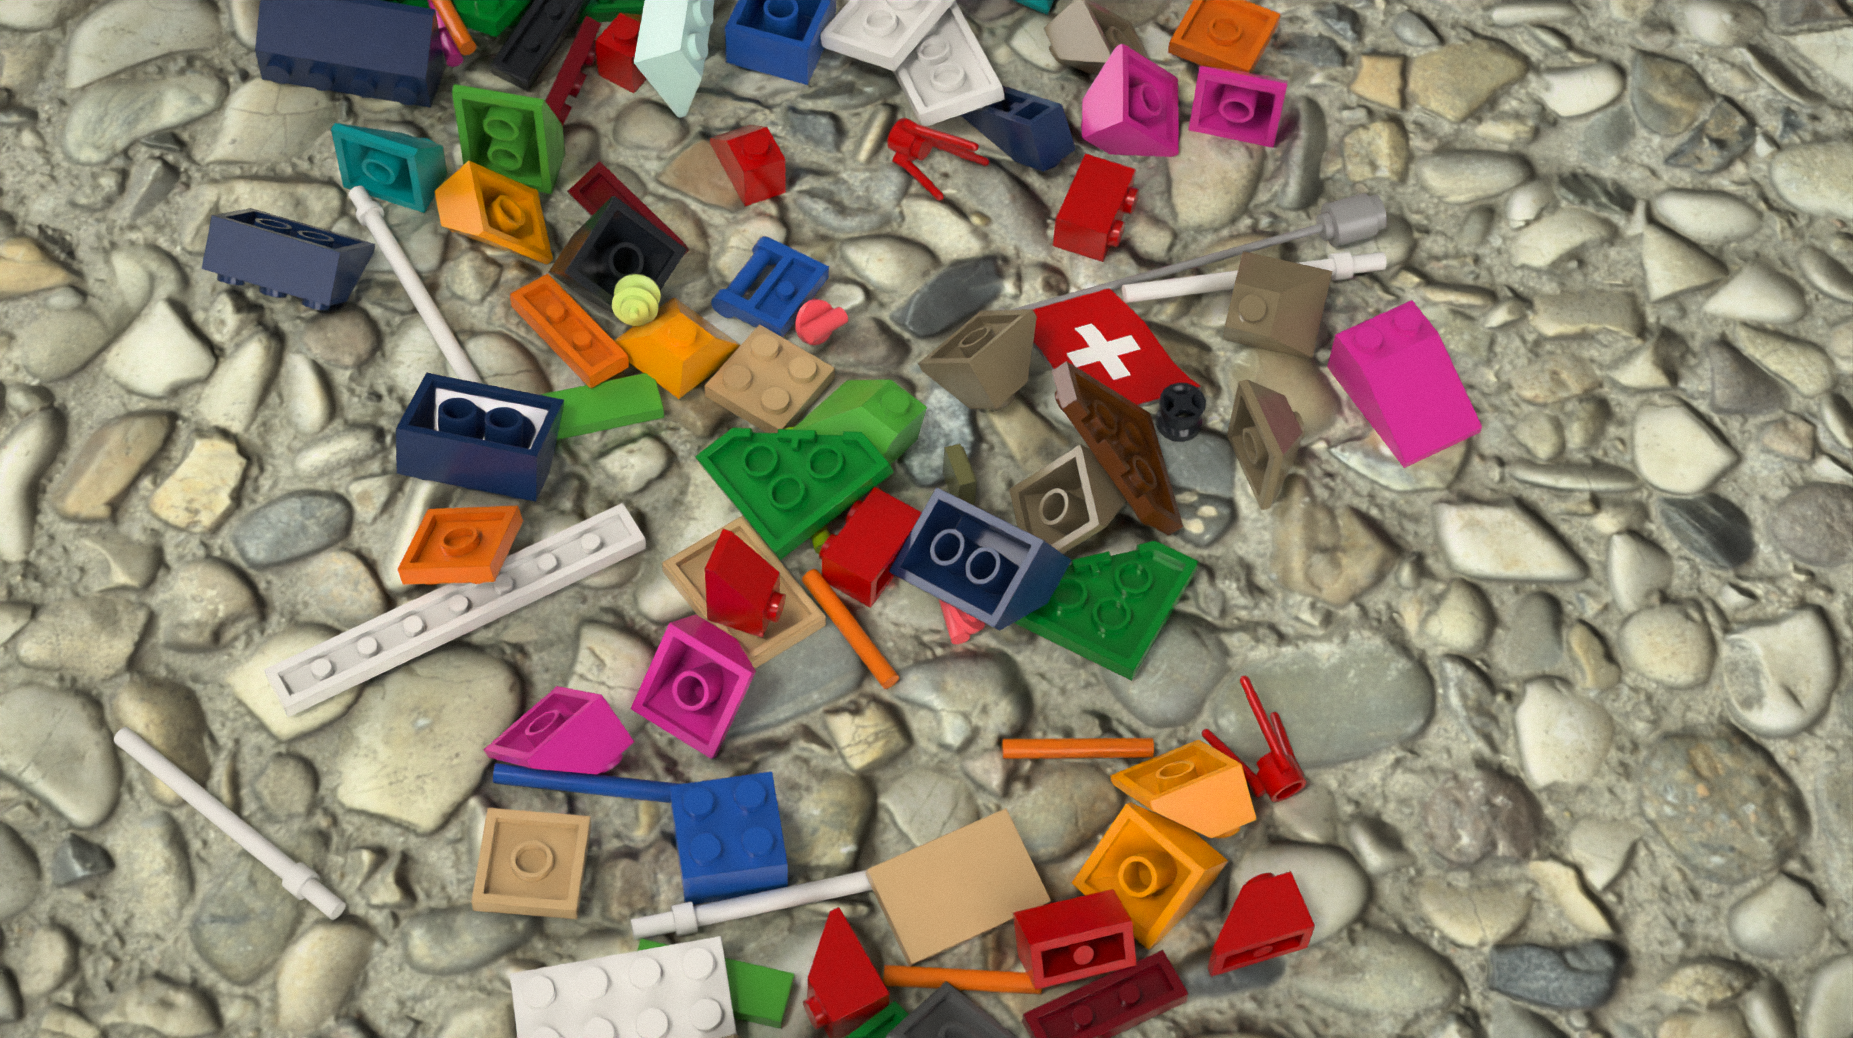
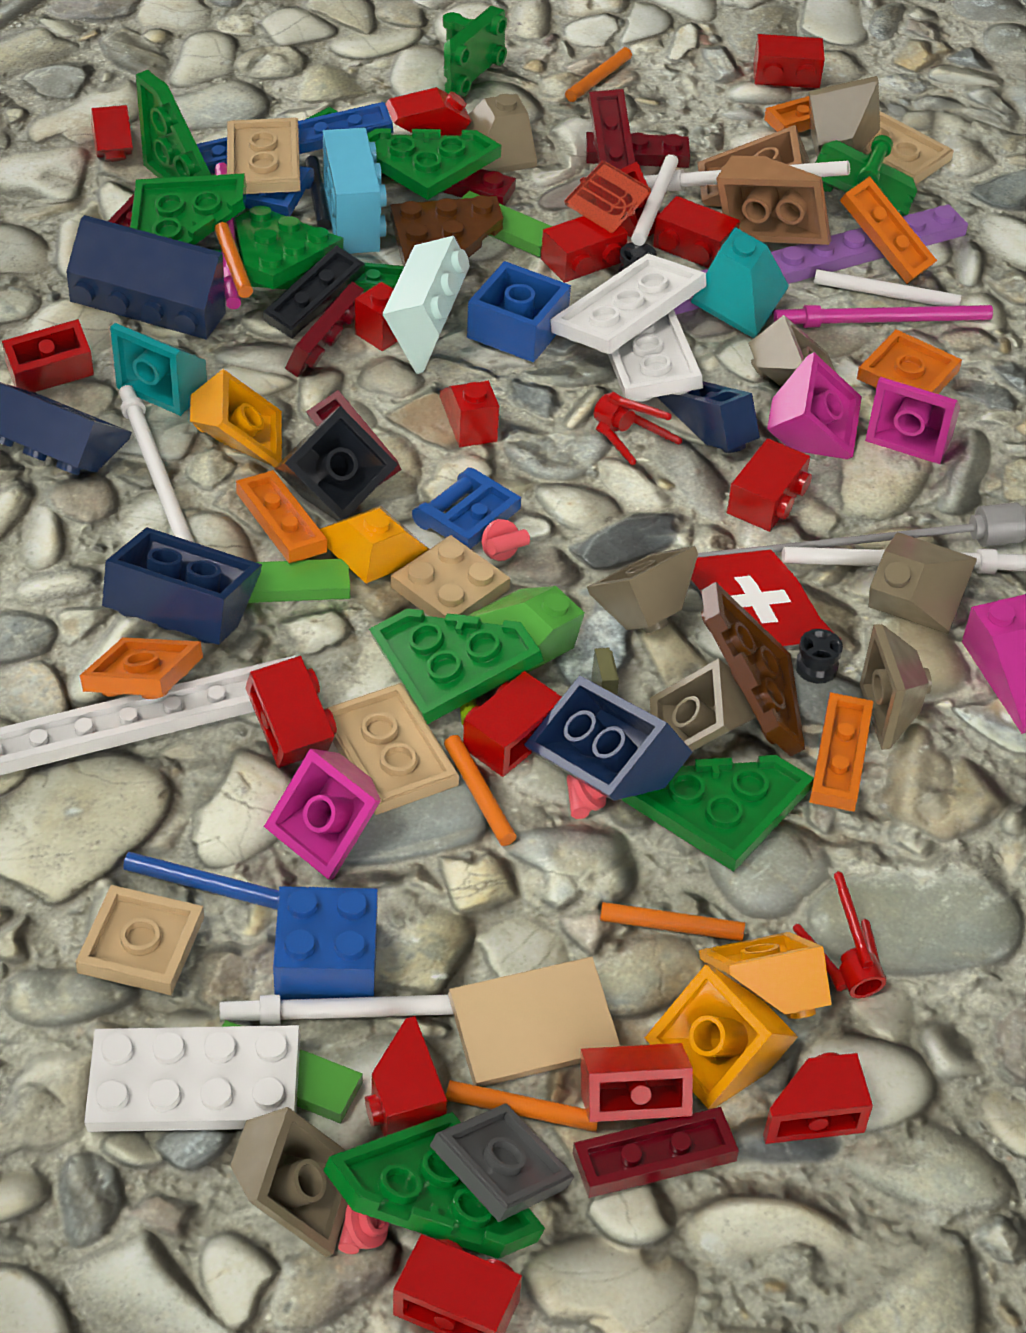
camera: 10 degrees right, 10 degrees down
(261, 167) = (48, 357): none -> red brick
(510, 135) = (265, 354): bright green slope -> none
(564, 733) = (200, 835): dark pink slope -> none
(634, 573) = (290, 710): none -> red brick
(636, 300) = (343, 495): yellowish green wheel -> none
(741, 587) = (383, 731): red slope -> none
(1222, 523) = (841, 752): none -> orange plate

